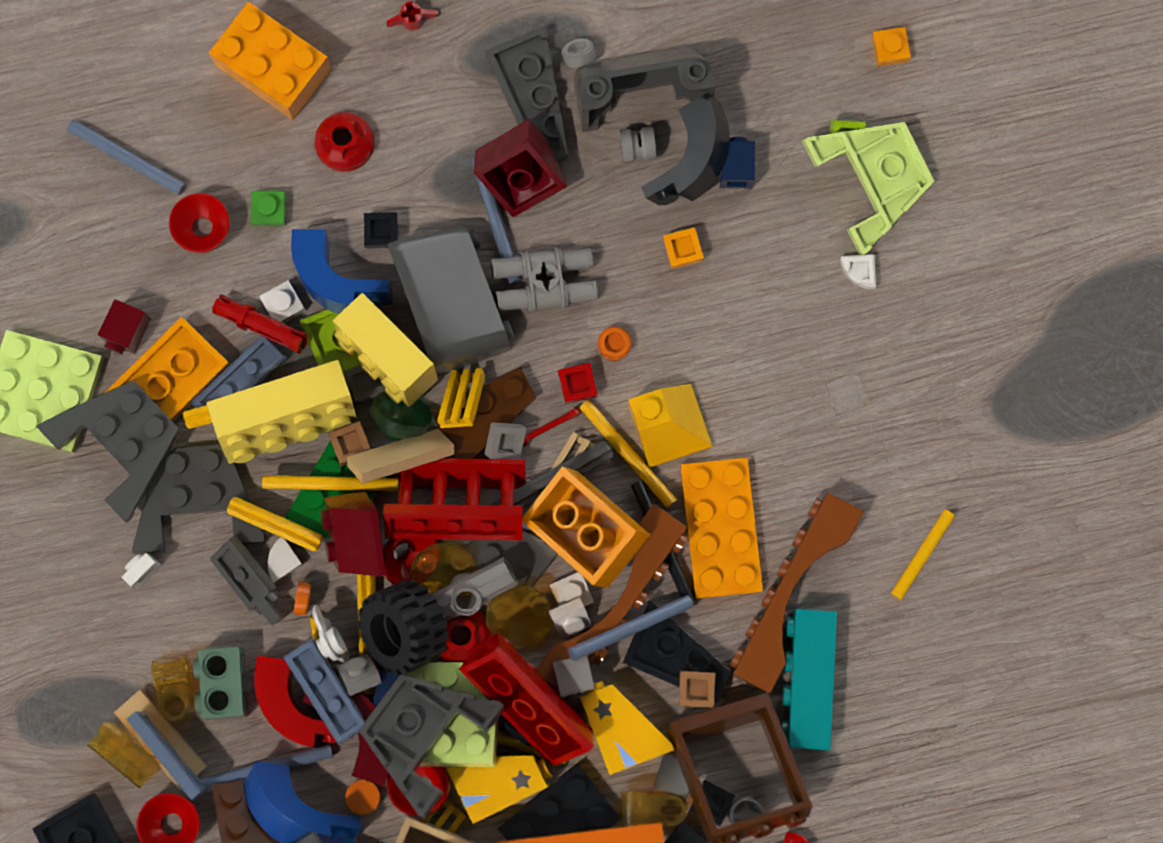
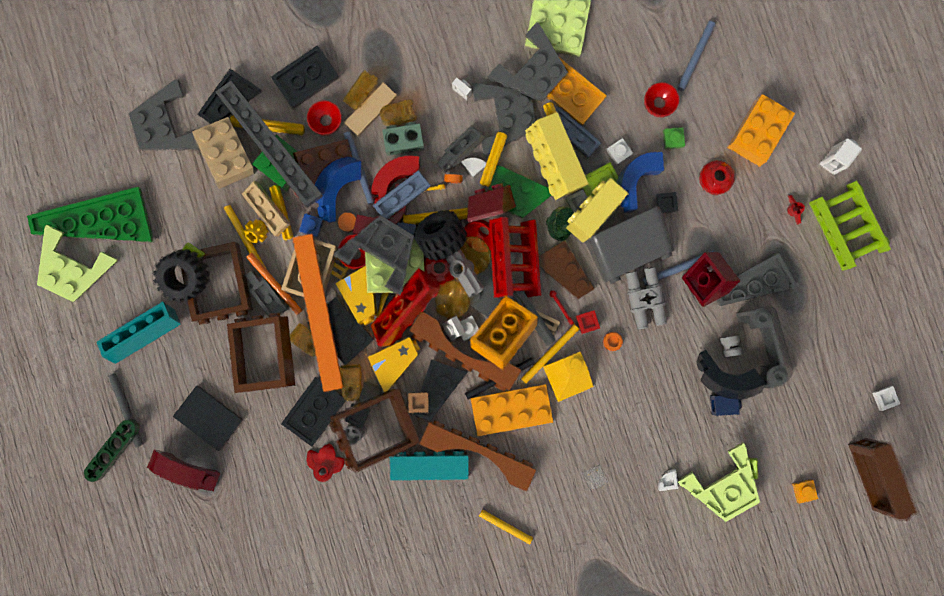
camera: 85 degrees right, 5 degrees up
(123, 327) = (597, 64): dark red brick -> none
(167, 755) = (361, 112): sand blue tile -> none
(248, 318) = (609, 133): red pin -> none
(328, 483) = (518, 187): yellow bar -> none
(330, 641) = (430, 195): white plate -> none
(349, 441) = (541, 196): medium nougat plate -> none
(358, 674) = (412, 213): light grey plate -> none
(400, 456) = (536, 224): tan tile -> none
(455, 398) = (573, 253): yellow tile -> none
(505, 441) = (550, 283): light grey plate -> none
(573, 676) = (420, 332): light grey tile -> none
(578, 53) = (783, 307): light grey tile -> none
(630, 628) = (450, 363): sand blue bar -> none
(683, 248) = (672, 376): light orange plate -> none

